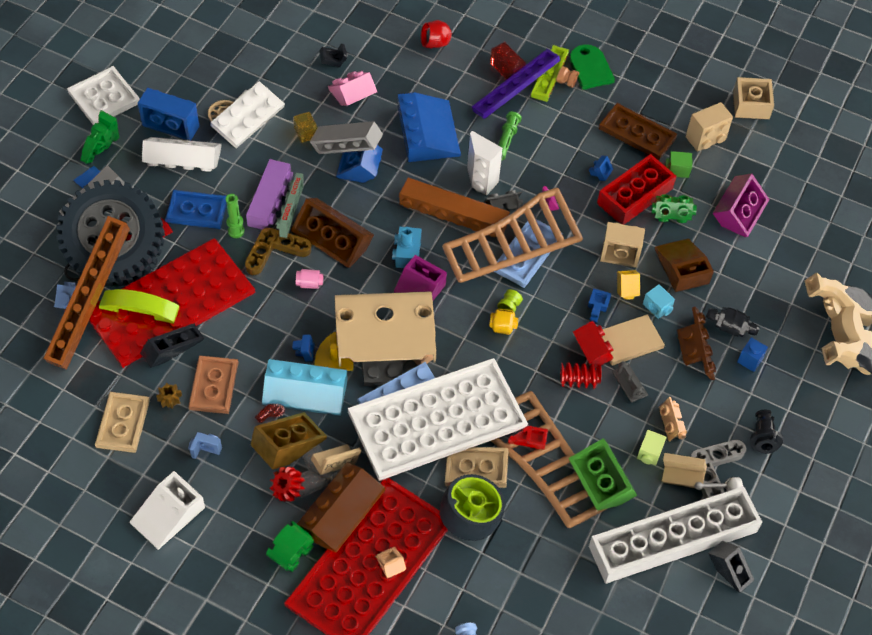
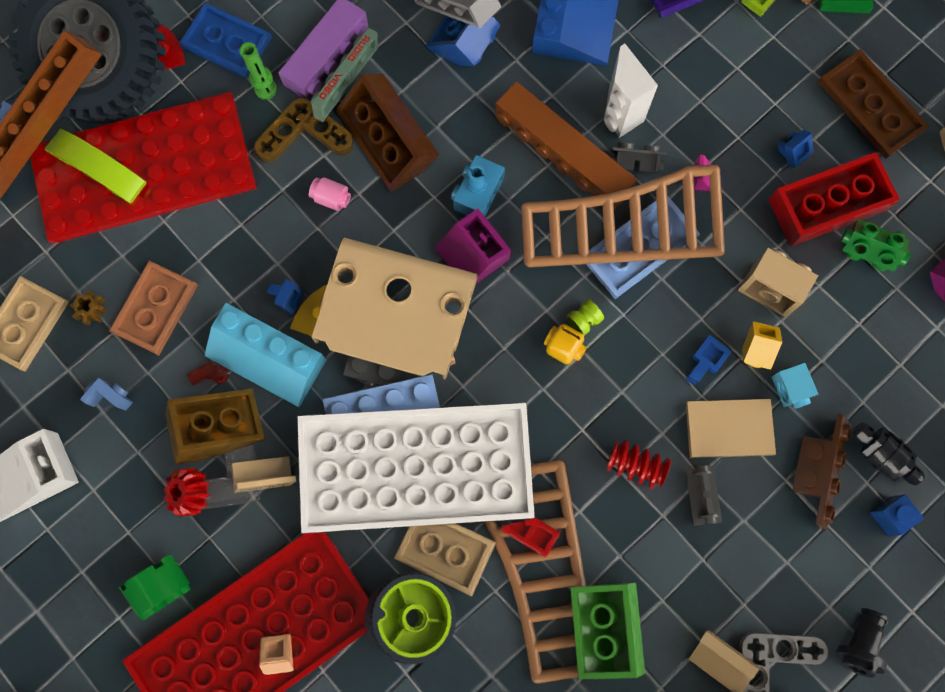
camera: 25 degrees right, 20 degrees up
(171, 344) = (118, 233): black slope -> none
(341, 507) = (240, 553): reddish brown slope -> none
(509, 129) = (689, 46): bright green pin -> none
(593, 345) = (675, 423): red brick -> none
(651, 448) = (693, 609): yellowish green brick -> none
(670, 413) = (741, 560): light nougat hinge -> none
(679, 163) = (912, 176): bright green brick -> none
(684, 264) = (855, 338): reddish brown slope -> none

